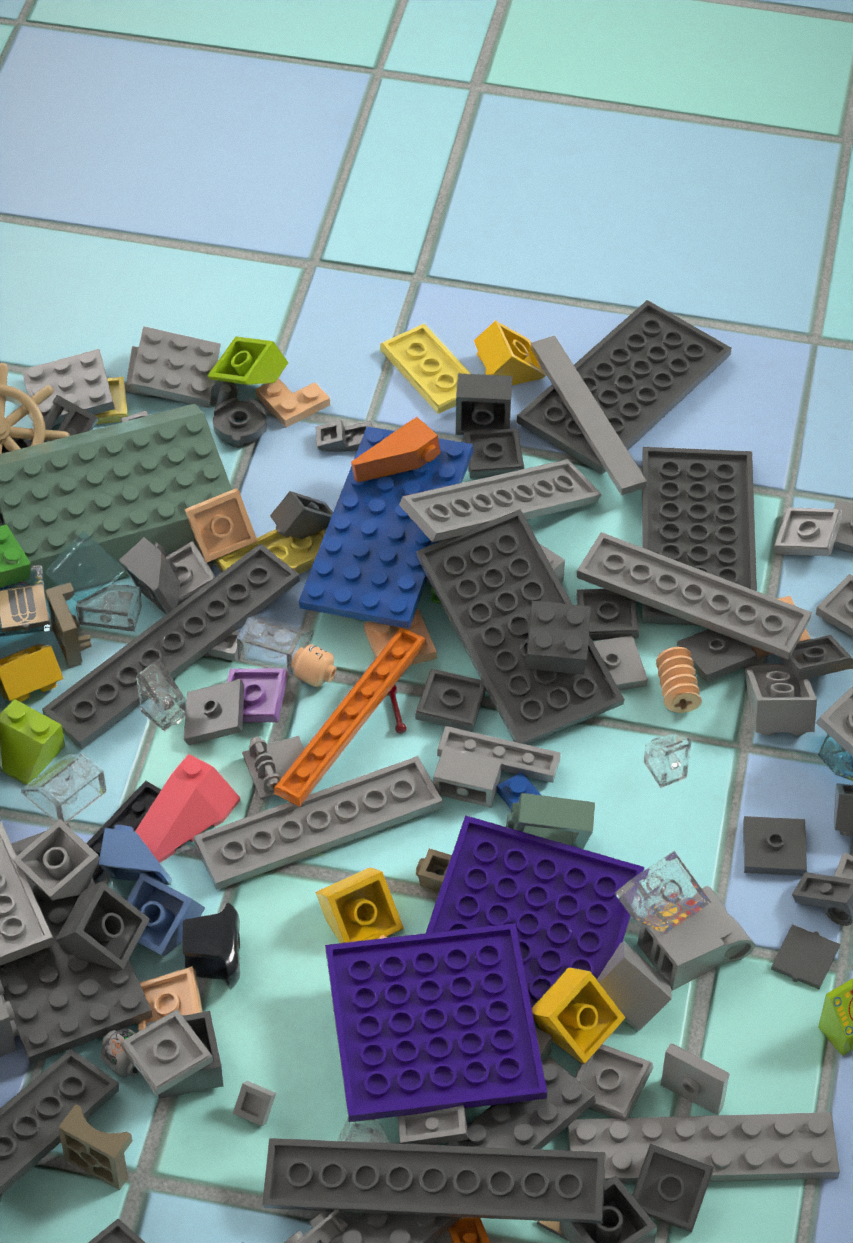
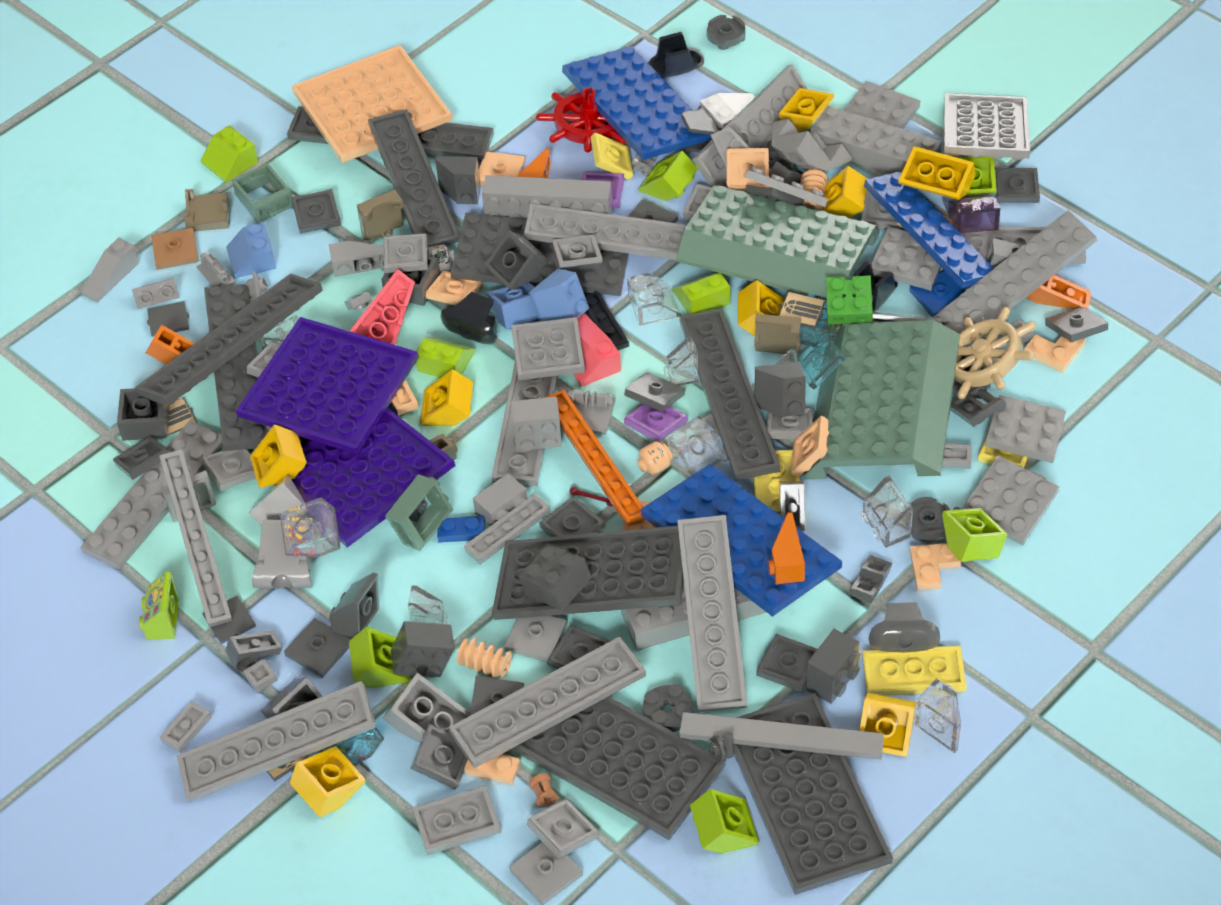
camera: 125 degrees right, 0 degrees up
(183, 1158) = (355, 257): none -> light grey slope
(221, 834) = (547, 348): none -> light grey plate
(262, 440) = (888, 513): none -> clear slope
(286, 952) = (441, 356): none -> lime slope
(296, 1043) = (386, 312): none -> coral wedge
(357, 766) = (536, 424): none -> light grey brick
(402, 374) = (904, 630): none -> dark grey piece
(476, 310) = (939, 714): none -> clear slope
(614, 509) = (667, 695): none -> dark grey plate
(636, 446) = (722, 746): none -> dark grey plate
(707, 422) = (723, 822): none -> lime slope
(711, 815) = (356, 607): none -> dark grey slope
(722, 720) = (422, 649): none -> dark grey brick
(752, 775) = (372, 659): none -> lime slope
(753, 1014) = (195, 538): none -> light grey plate
(781, 565) = (538, 788): none -> nougat bush

